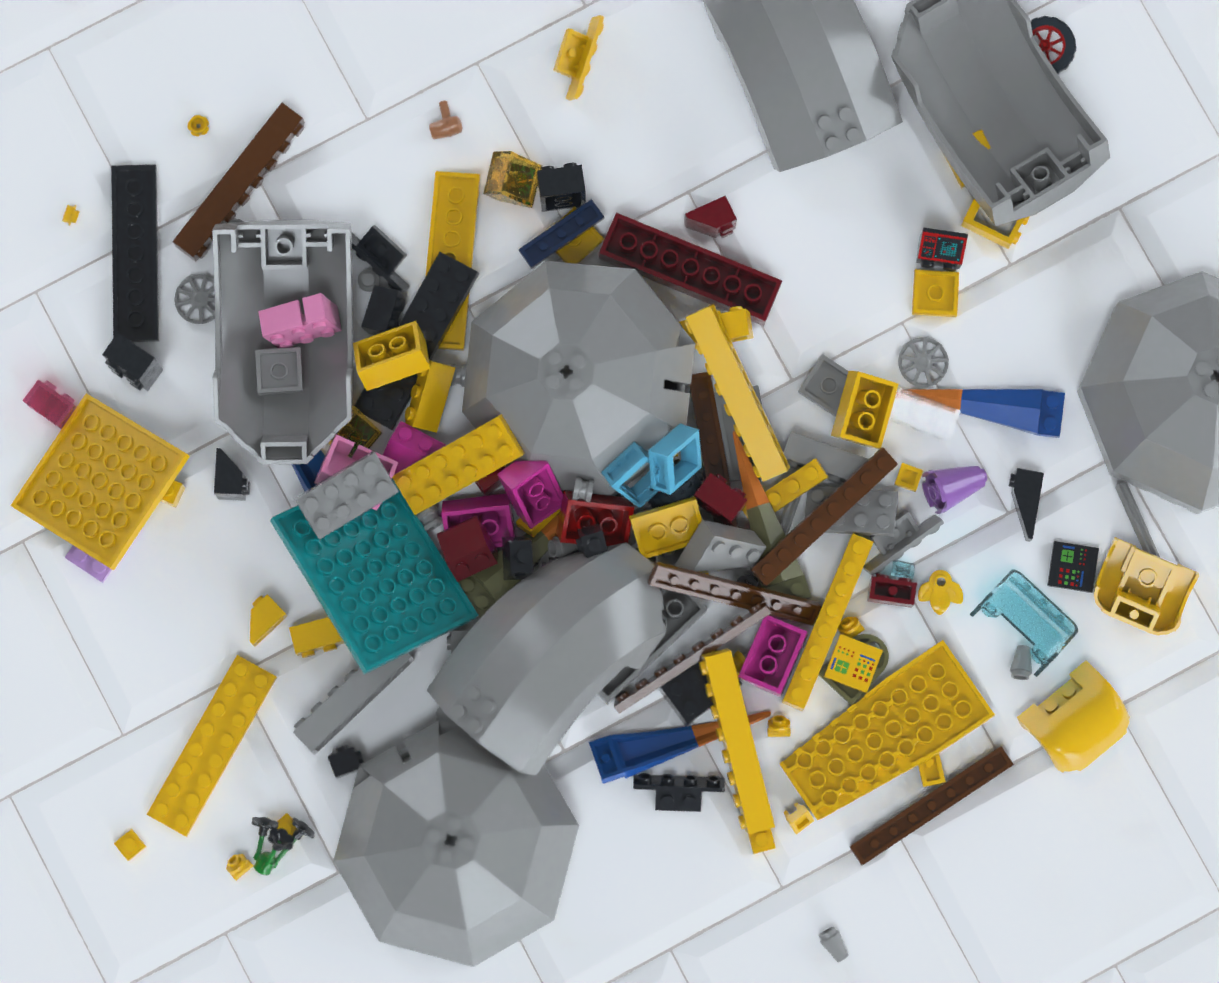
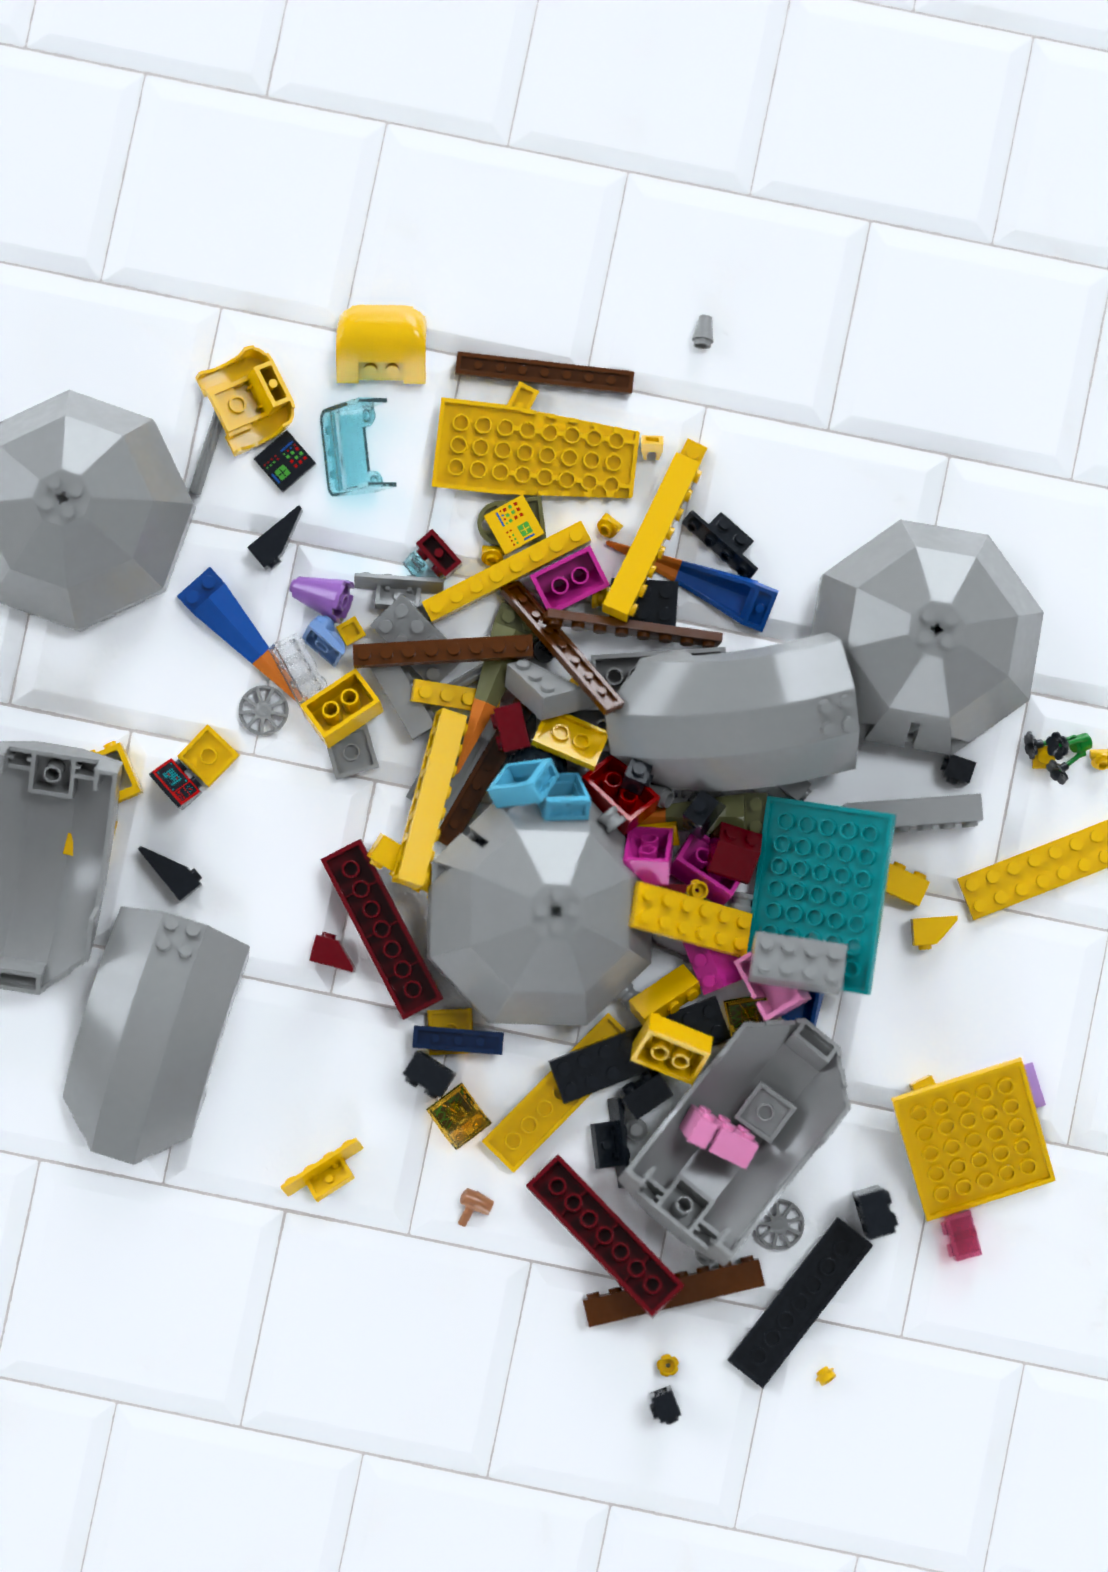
camera: 140 degrees left, 5 degrees up
(175, 91) = (664, 1405): none -> black brick
(229, 480) = (871, 1059): black slope -> none
(325, 177) = (605, 1236): none -> dark red brick
(454, 436) = (685, 957): none -> light grey hinge
(466, 494) = (700, 885): none -> yellow plate
(882, 182) = (177, 877): none -> black slope
(923, 452) = (324, 639): none -> medium blue slope
(940, 595) = (403, 522): yellow plate -> none
(1021, 665) = (386, 421): light grey cone -> none

